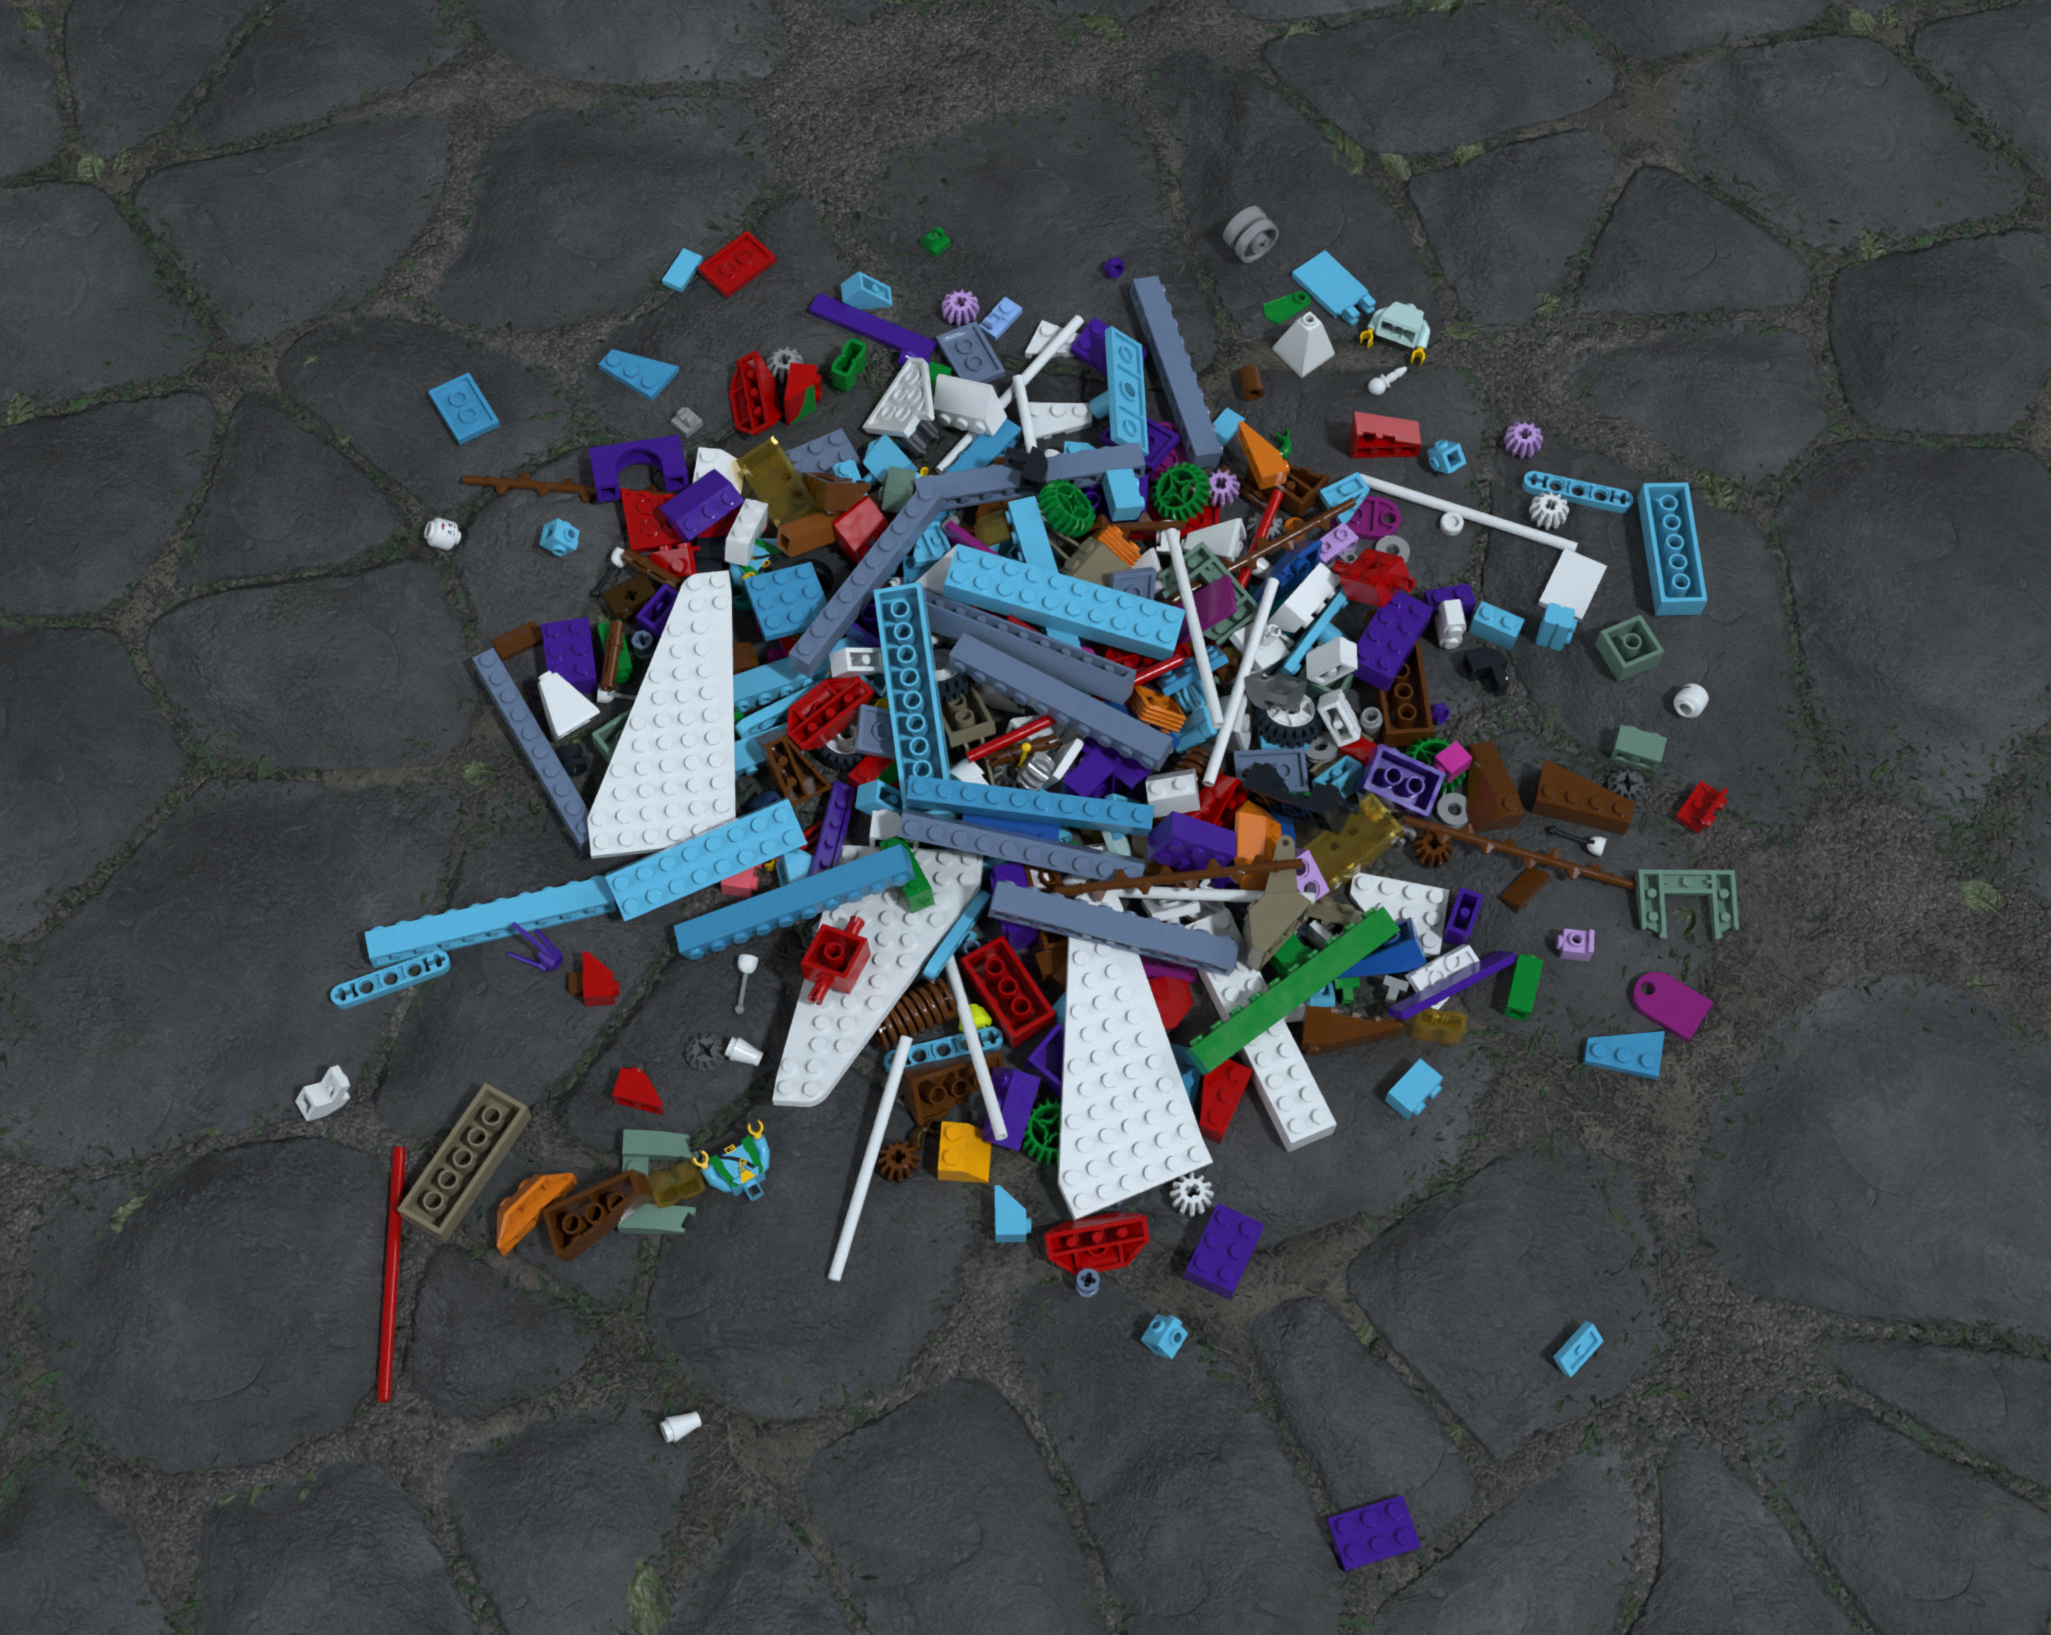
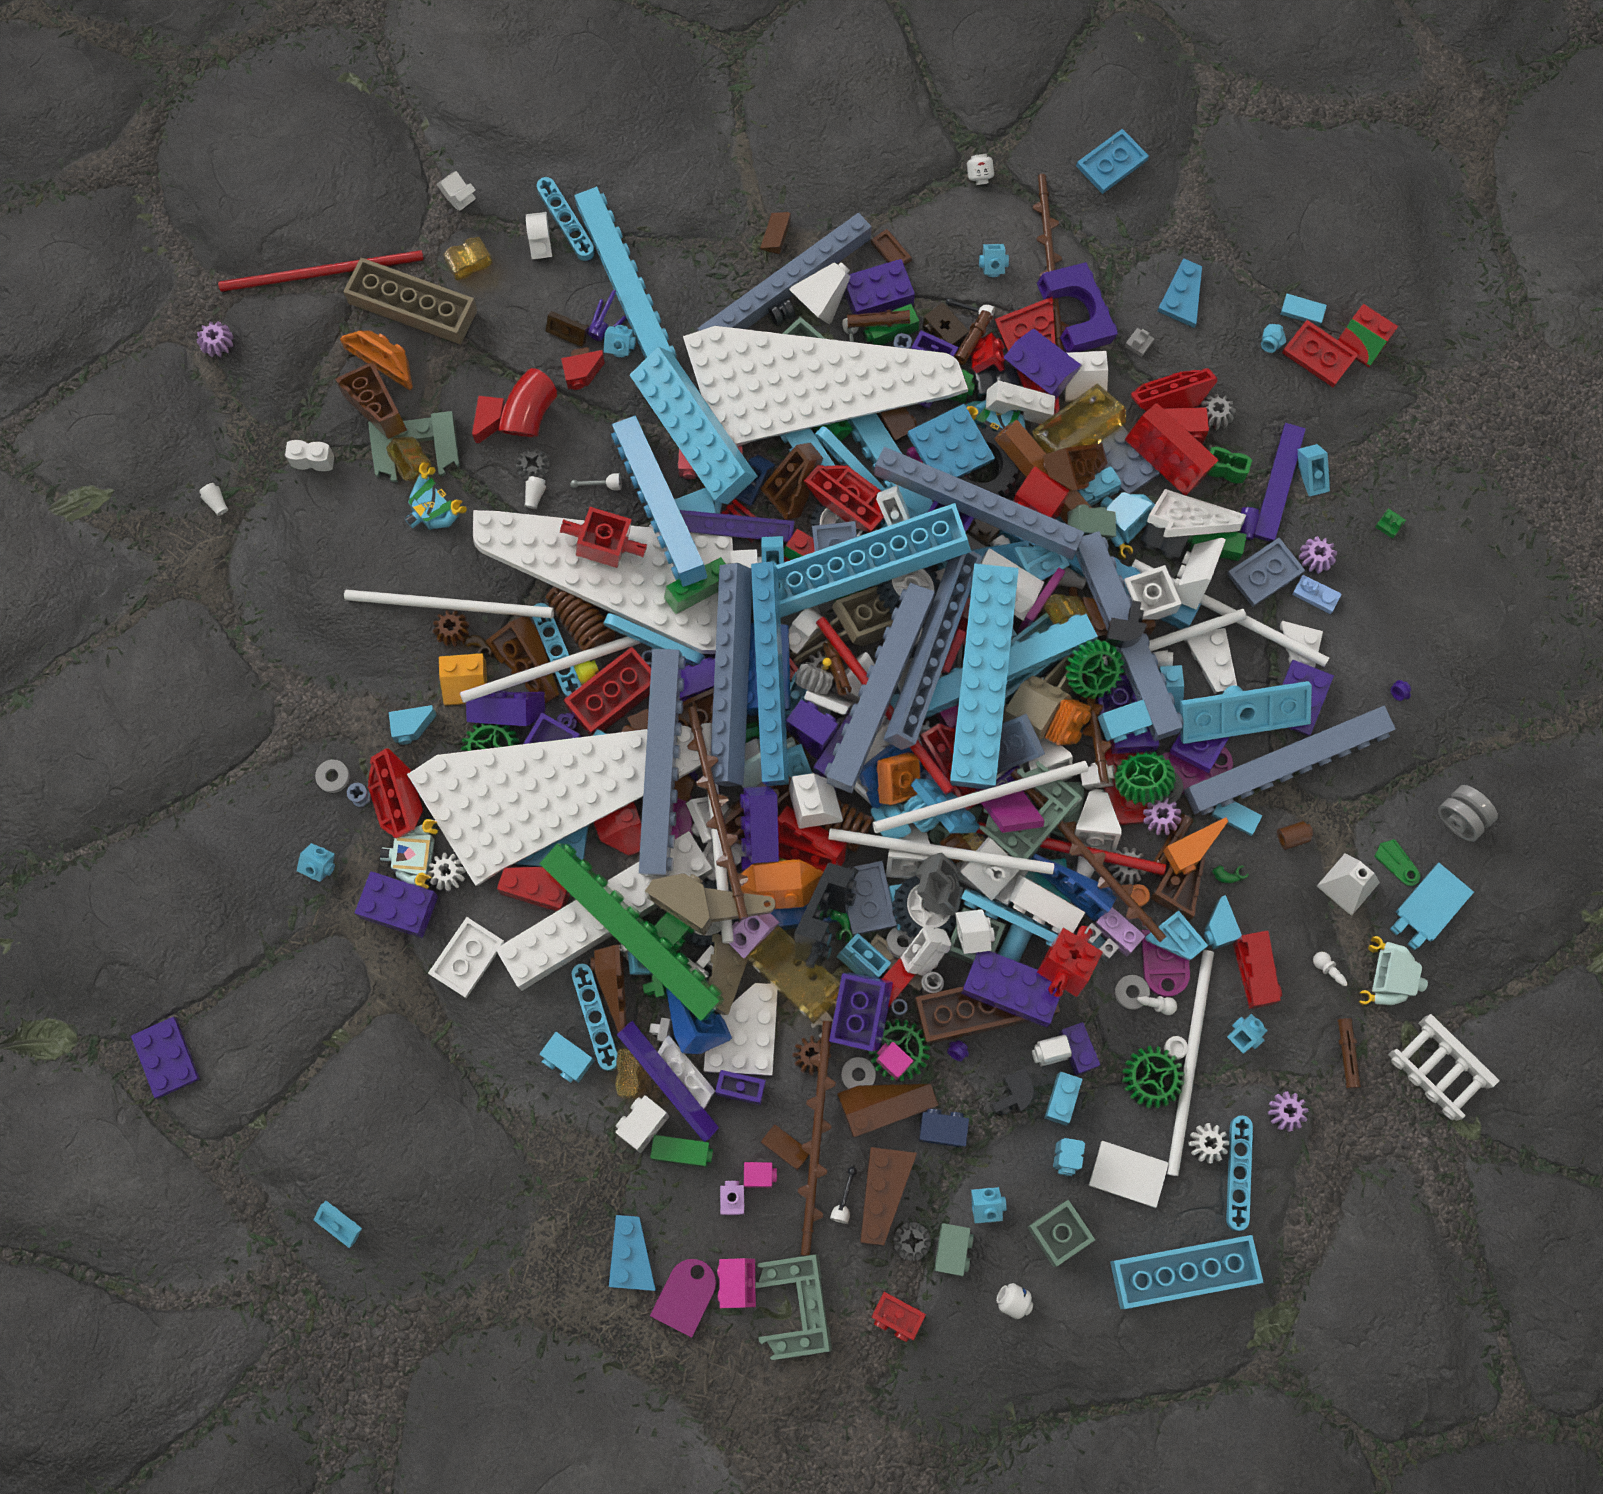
camera: 85 degrees right, 10 degrees up
(407, 1004) = (538, 235): none -> white brick
(419, 1094) = (467, 258): none -> clear yellow brick
(466, 753) = (776, 232): none -> reddish brown slope
(467, 1413) = (215, 339): none -> lavender gear
(541, 991) = (566, 328): none -> dark brown plate
(572, 934) = (619, 341): none -> medium azure brick
(635, 1039) = (527, 404): none -> red brick
(649, 1297) = (311, 455): none -> white brick
(711, 300) = (1273, 338): none -> medium azure rock
(725, 218) = (1367, 334): none -> red slope
(825, 407) = (1171, 449): none -> red brick
(986, 443) = (1154, 592): none -> white slope
(1026, 1045) = (572, 723): none -> dark purple plate
(1051, 1326) = (337, 785): none -> light grey piece
(1171, 1228) = (412, 854): none -> torso
(1292, 1183) = (466, 957): none -> white plate
(1334, 459) = (1222, 925): none -> medium azure slope
(1361, 1065) = (587, 1008): none -> medium azure beam
(1407, 528) = (1165, 1005): none -> white bar
(1463, 379) = (1349, 1053): none -> reddish brown pin
(1477, 551) = (1149, 1067): none -> green gear
(1487, 289) = (1464, 1062): none -> white fence
(1495, 1016) = (641, 1123): none -> white brick
(1518, 737) = (944, 1129): none -> dark blue brick
(1552, 915) = (759, 1175): none -> dark pink brick
(1597, 708) = (987, 1205): none -> medium azure brick
(1662, 948) = (737, 1283): none -> dark pink brick

